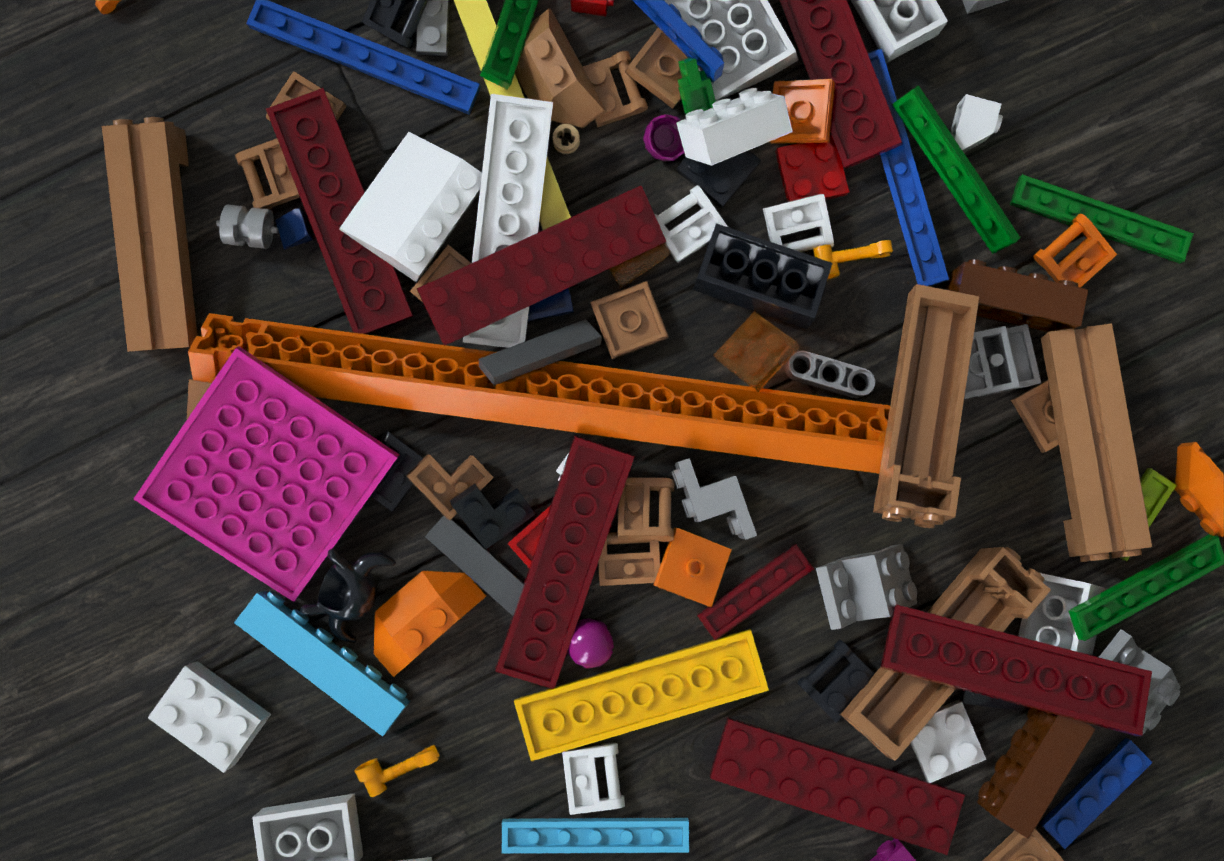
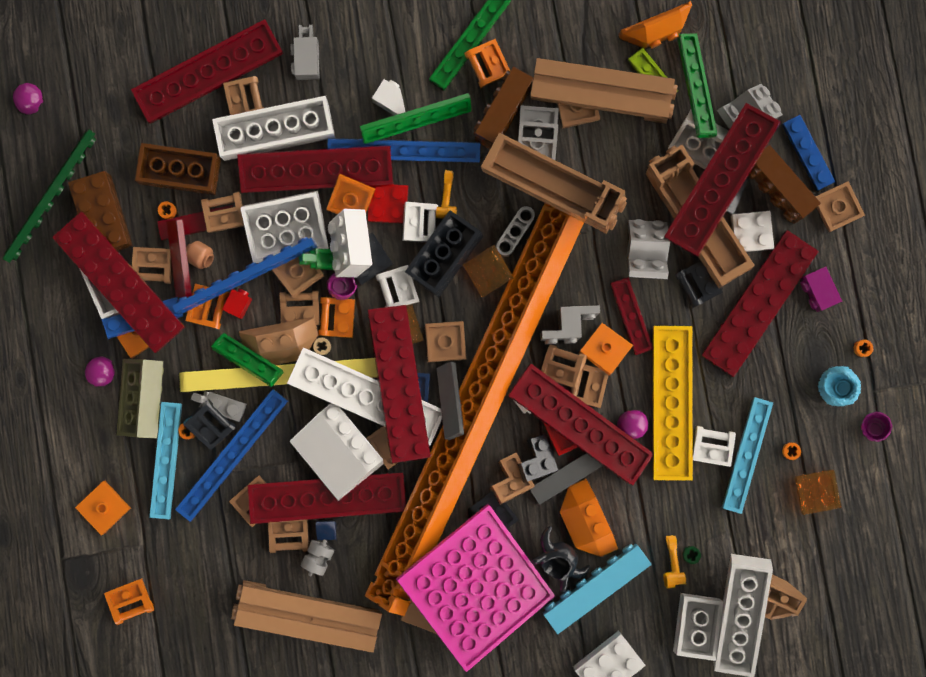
camera: 70 degrees left, 0 degrees up
(416, 803) = (696, 558): none -> dark green bush
(619, 157) = (342, 320): none -> orange plate

